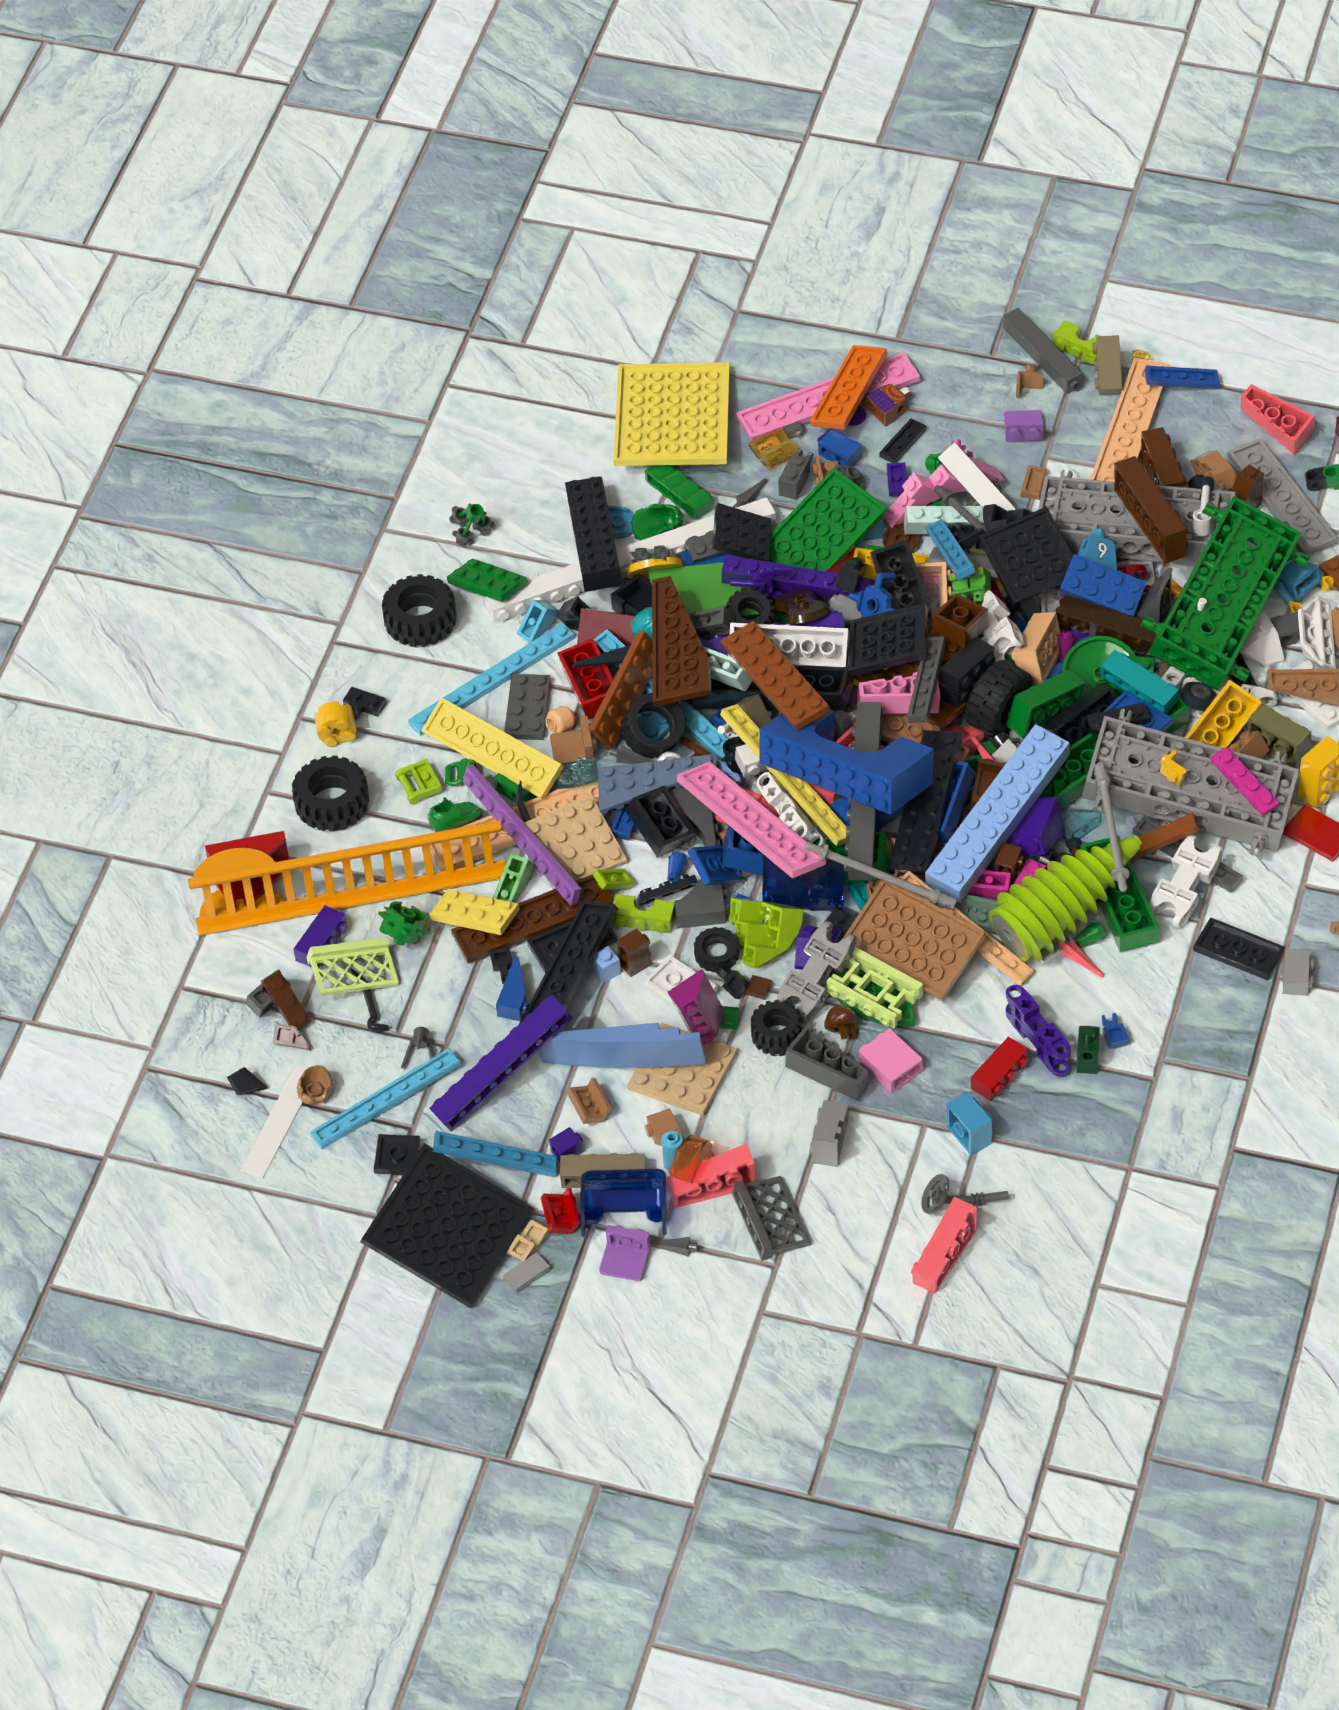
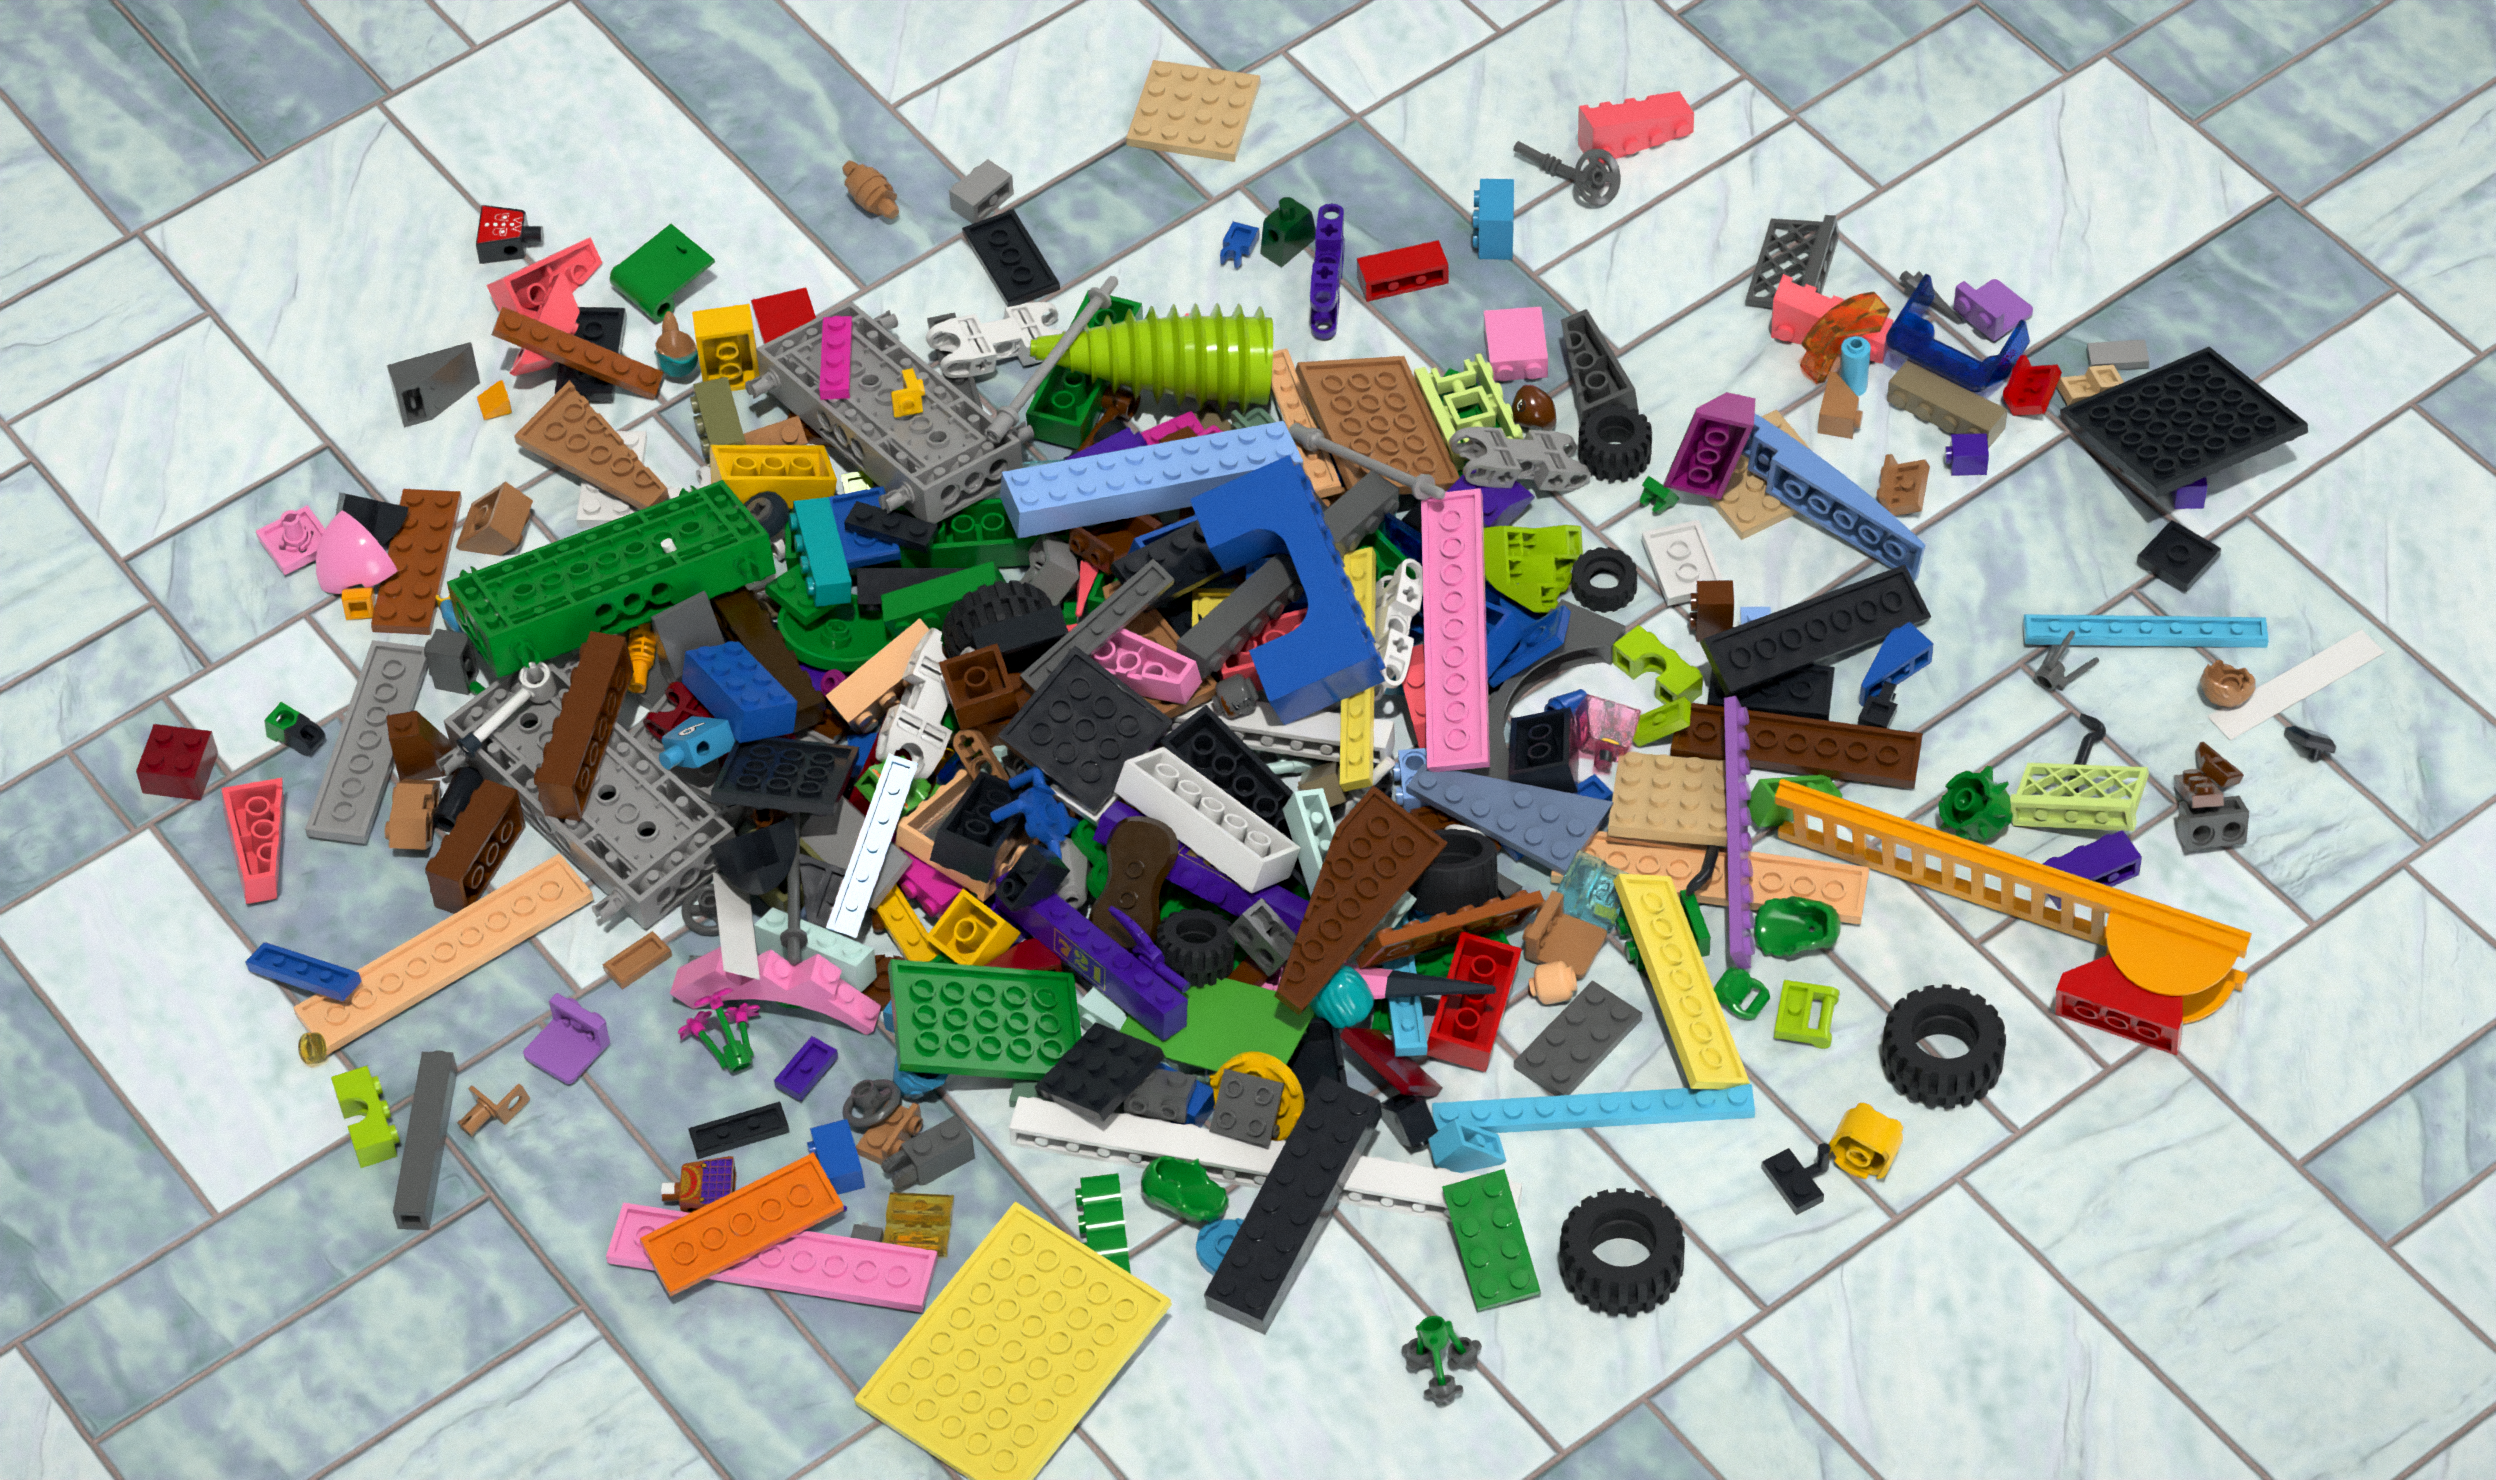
camera: 145 degrees left, 0 degrees up
(474, 911) = (1867, 774): light yellow plate -> none
(495, 1153) = (2069, 465): dark azure tile -> none
(501, 1062) = (1987, 544): dark purple brick -> none
(640, 858) = (1605, 729): none -> clear pink torso
(666, 888) = (1605, 679): black plate -> none
(734, 982) = (1618, 526): black plate -> none
(747, 496) = (1027, 1169): dark grey piece -> none
(758, 987) = (1590, 514): reddish brown tile -> none
(775, 675) = (1283, 731): dark orange plate -> none
(829, 1133) = (1657, 301): light grey wedge -> none
(1107, 365) = (377, 1038): dark tan brick -> none
(1166, 835) = (973, 384): dark orange tile -> none
(1230, 1108) = (1193, 110): none -> tan plate
(1317, 632) = (544, 519): white wedge -> none

